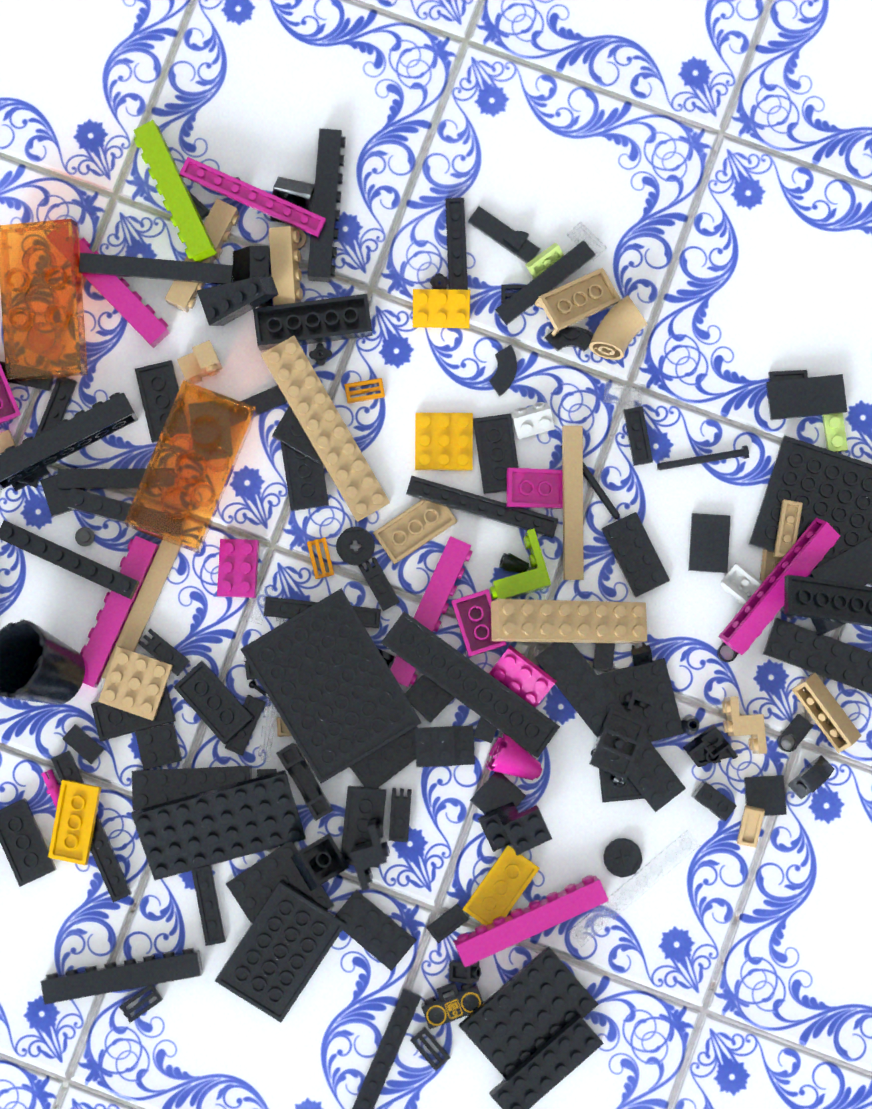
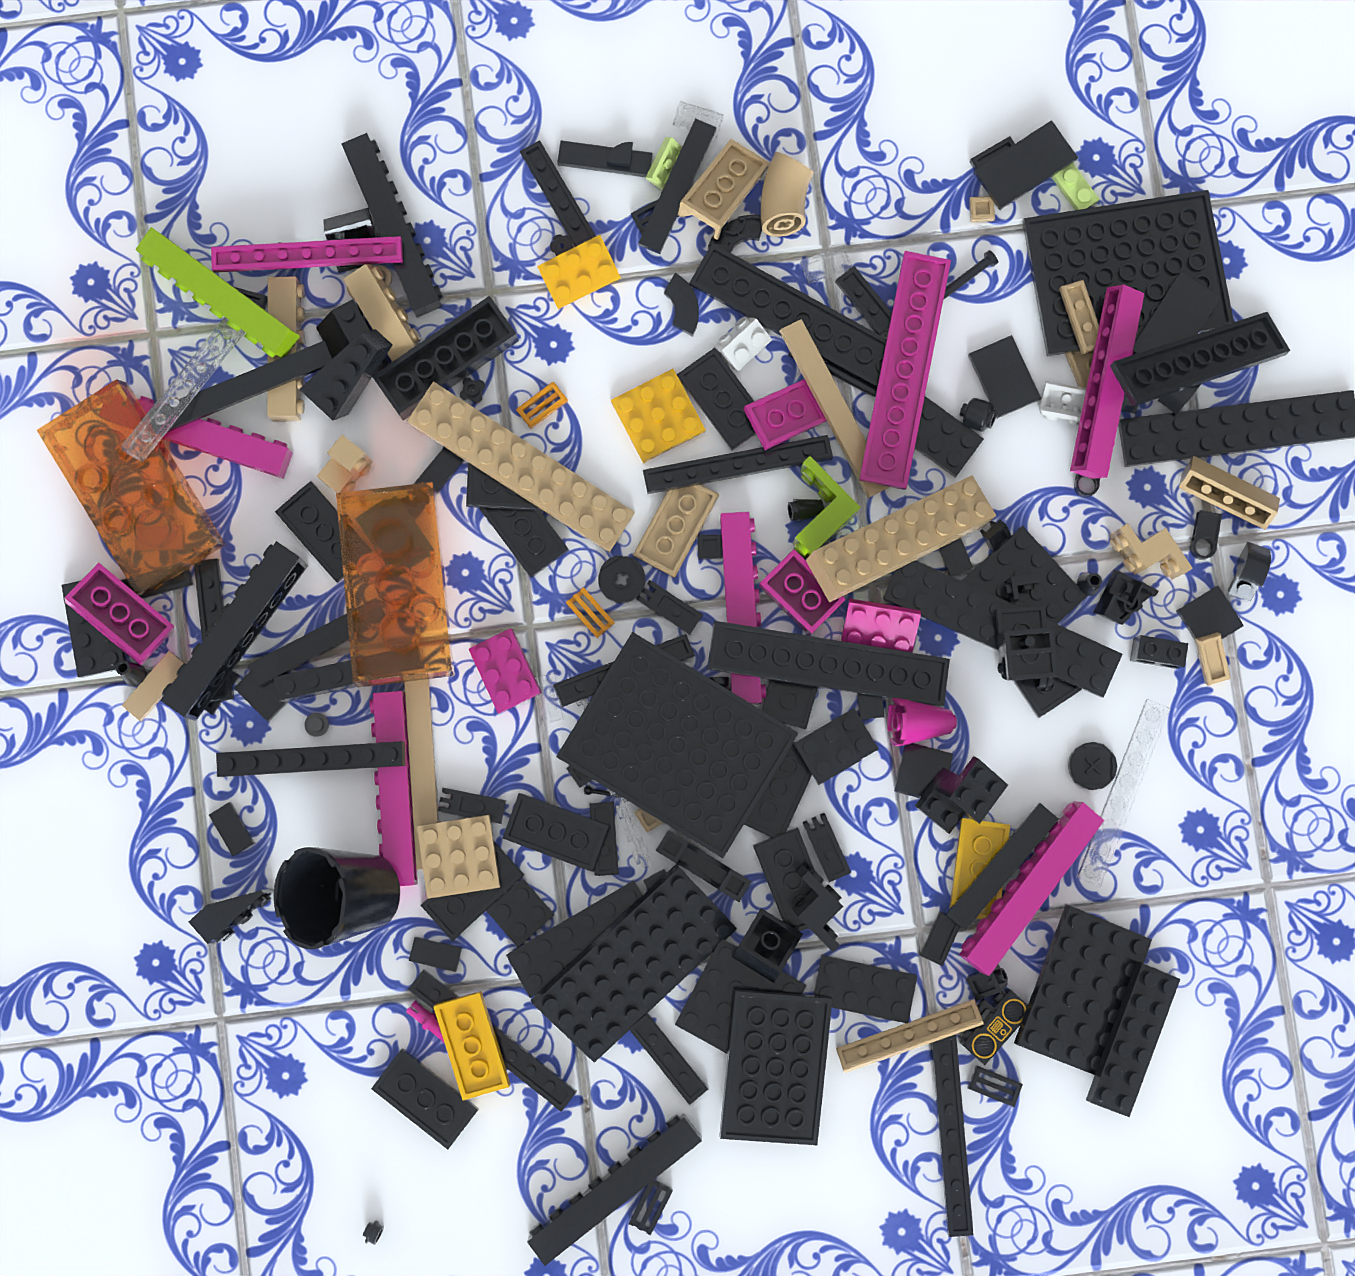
camera: 25 degrees left, 0 degrees up
(112, 250) = (181, 391): none -> clear tile
(387, 980) = (909, 1036): none -> tan tile
(430, 555) = (709, 547): none -> black tile
(517, 894) = (1002, 866): none -> black tile
(574, 408) = (779, 305): none -> black plate
(637, 501) = (905, 370): none -> dark pink plate
(675, 561) = (978, 414): none -> black head
(758, 412) = (981, 209): none -> tan tile

